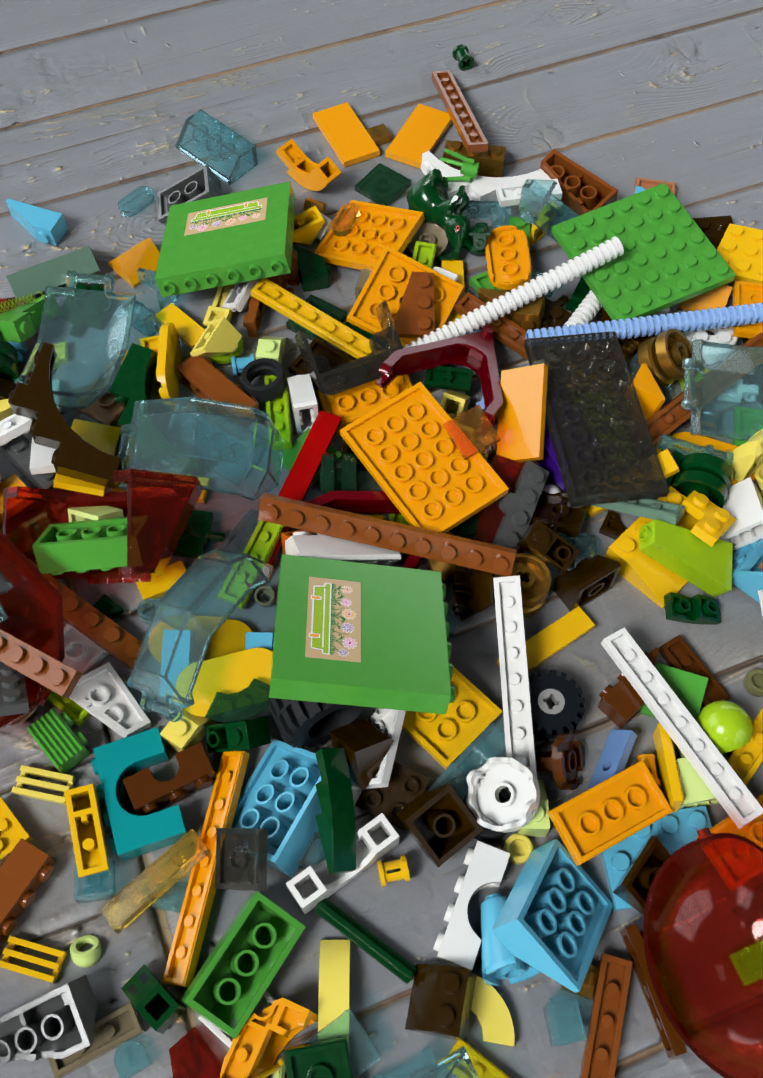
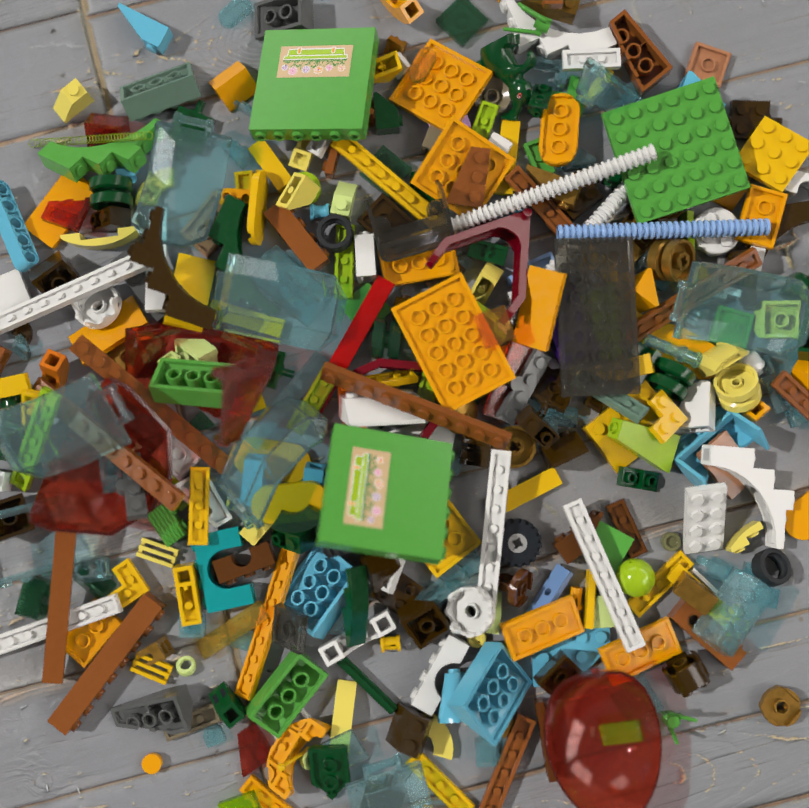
camera: 10 degrees right, 25 degrees up
(39, 915) = (159, 649): none -> pearl gold hinge
(102, 707) = (199, 506): none -> yellow tile

